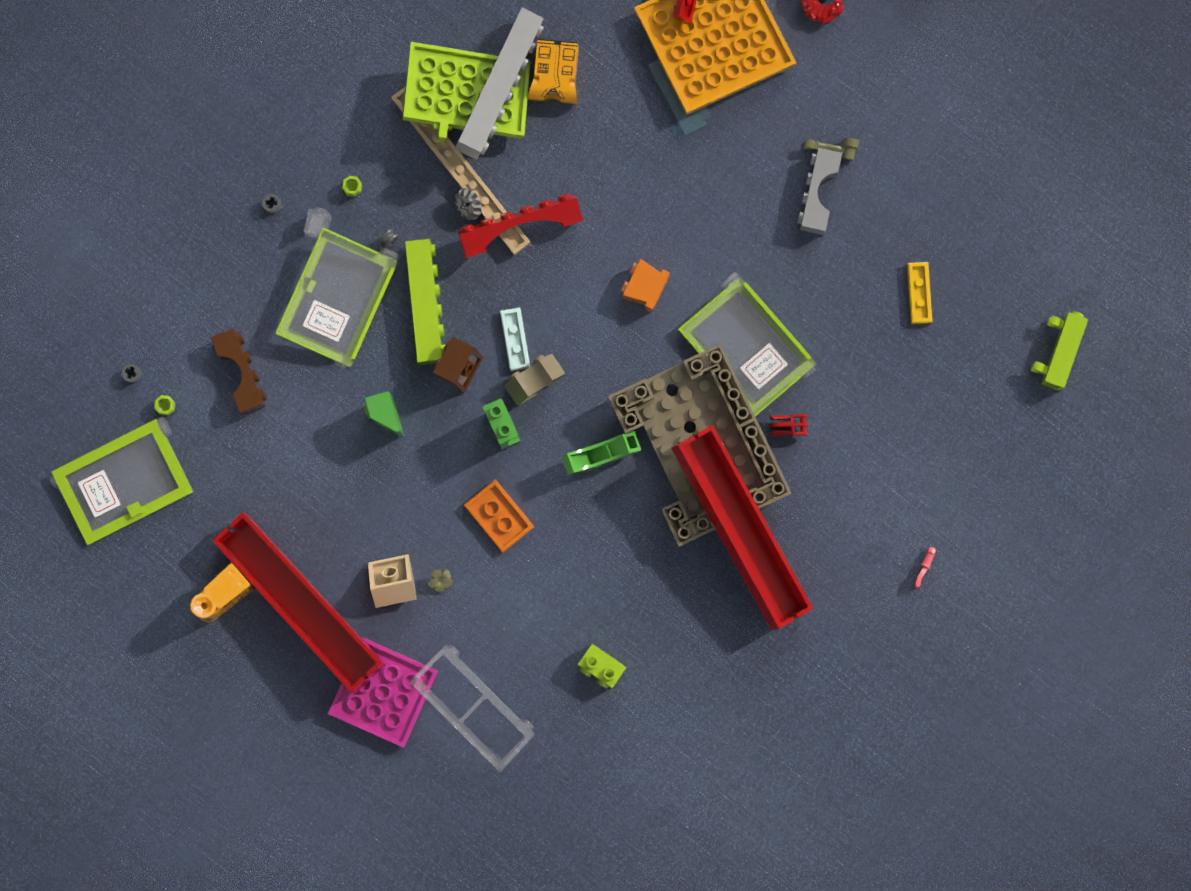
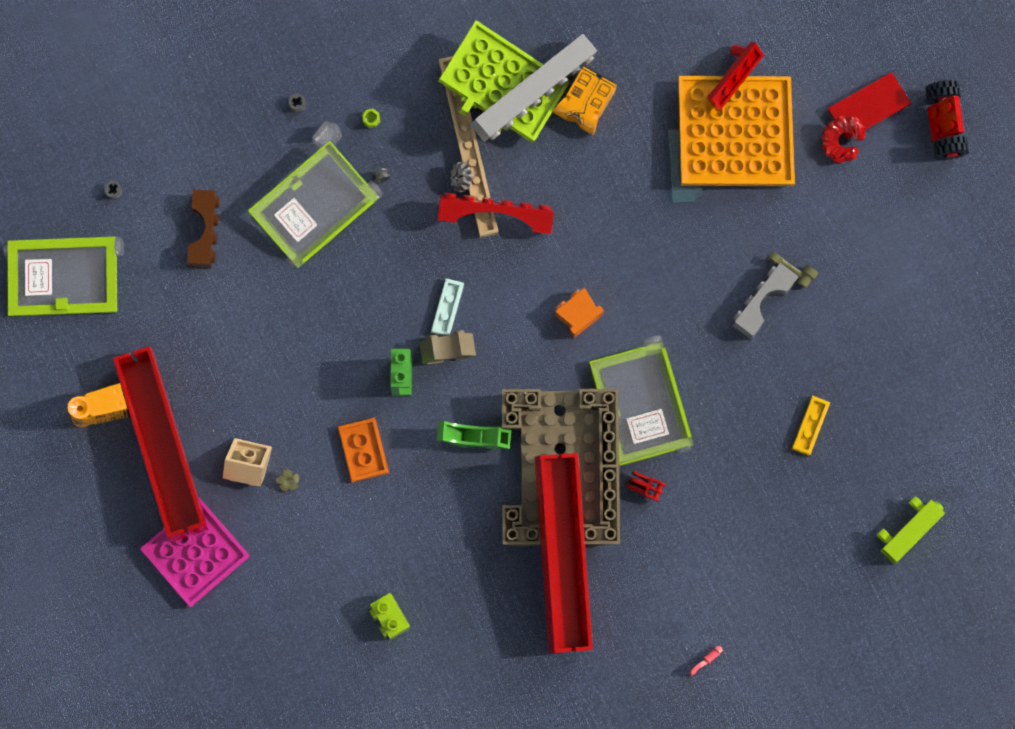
camera: 20 degrees right, 5 degrees down
(164, 405) = (127, 229): lime tile -> none
(383, 412) = (307, 317): bright green slope -> none
(424, 301) = (385, 242): lime brick -> none
(458, 364) = (389, 306): reddish brown slope -> none
(524, 727) = (267, 546): clear windscreen -> none

